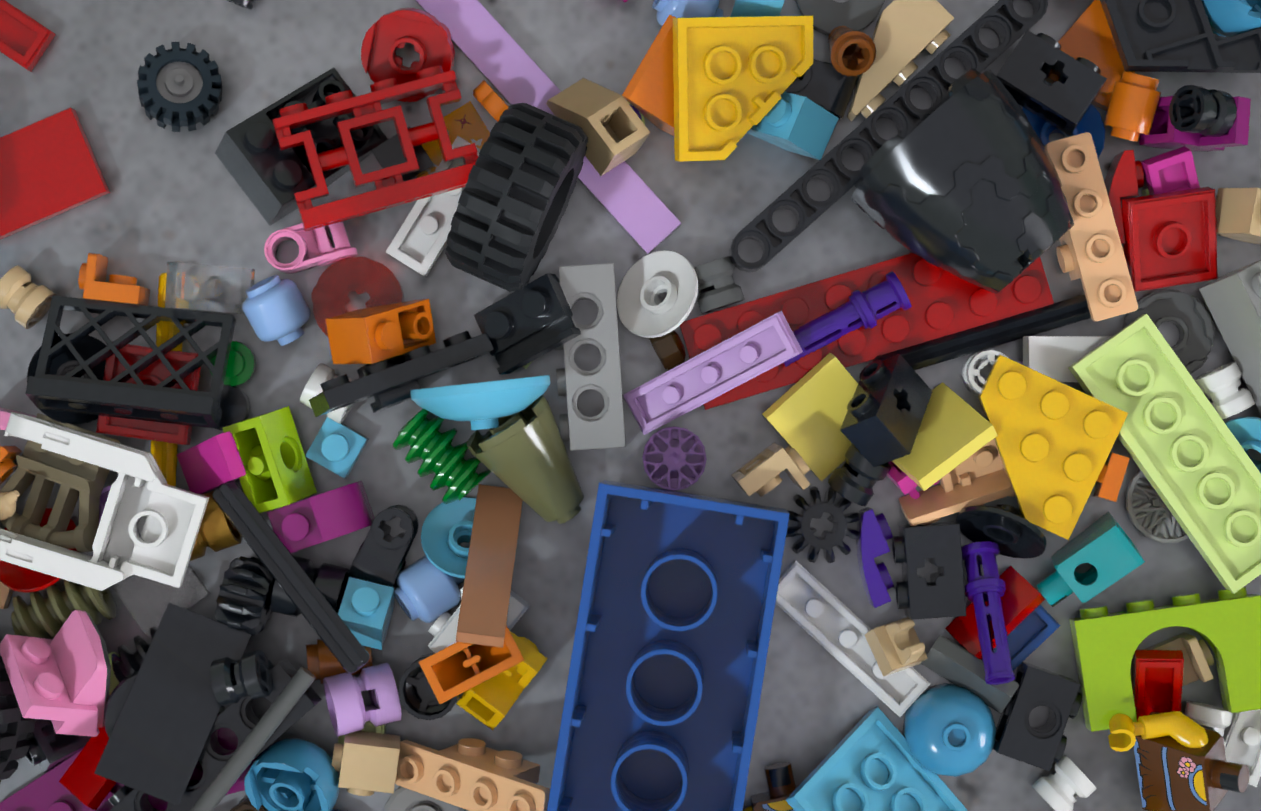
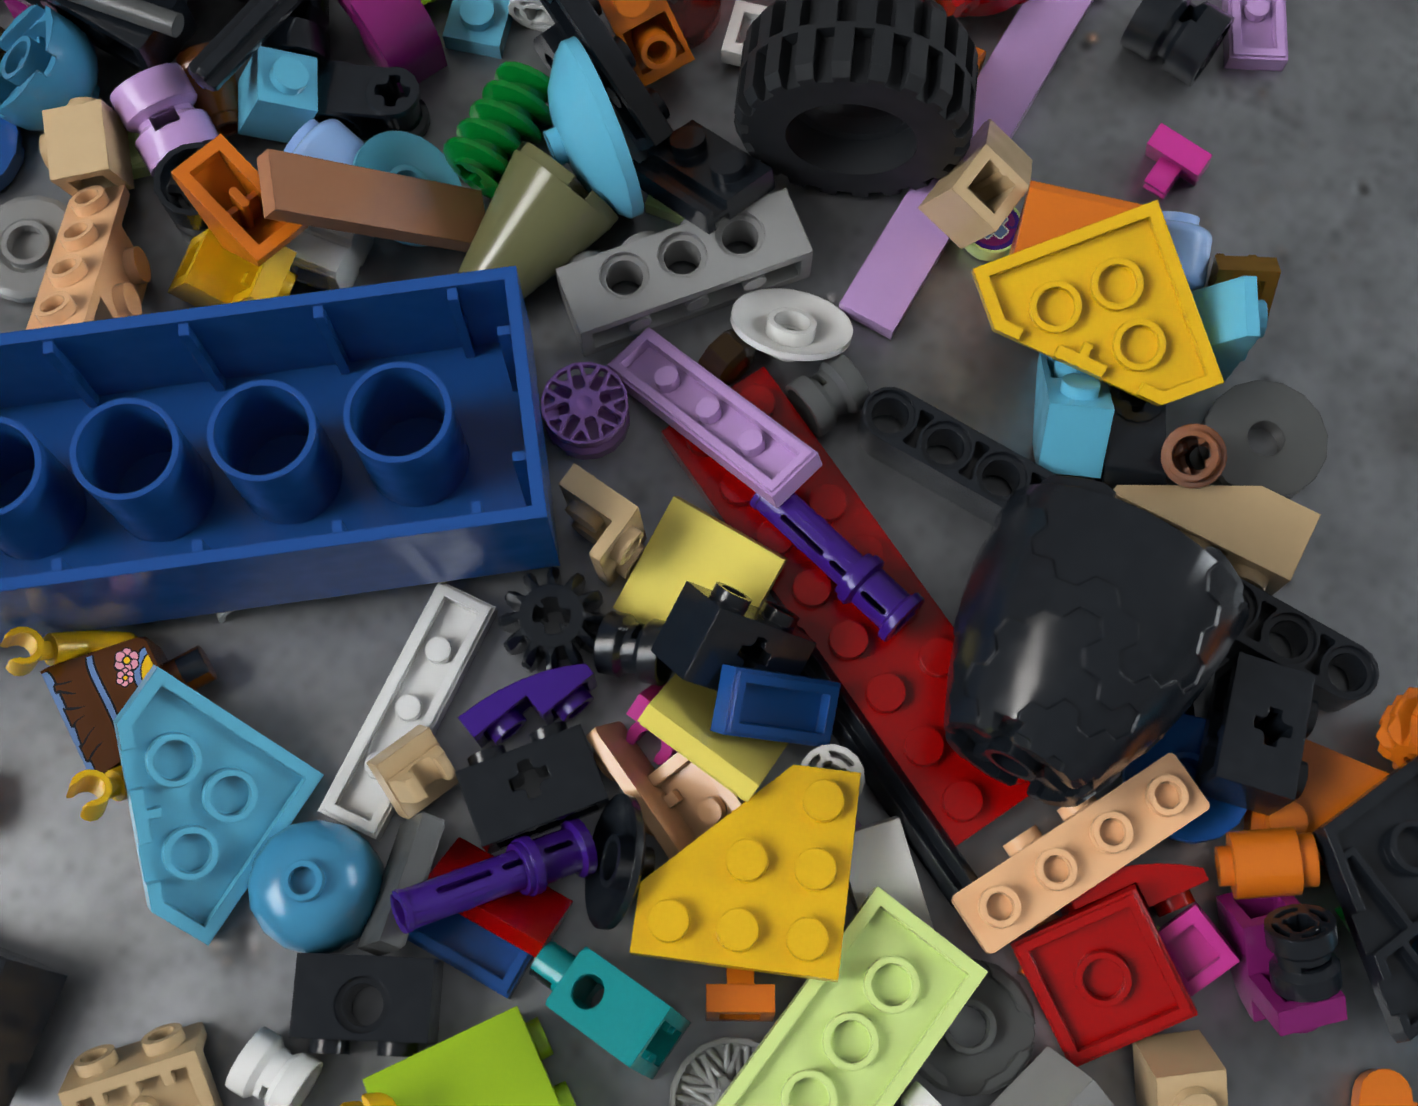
camera: 70 degrees right, 15 degrees down
(935, 395) = (775, 706): none -> blue tile

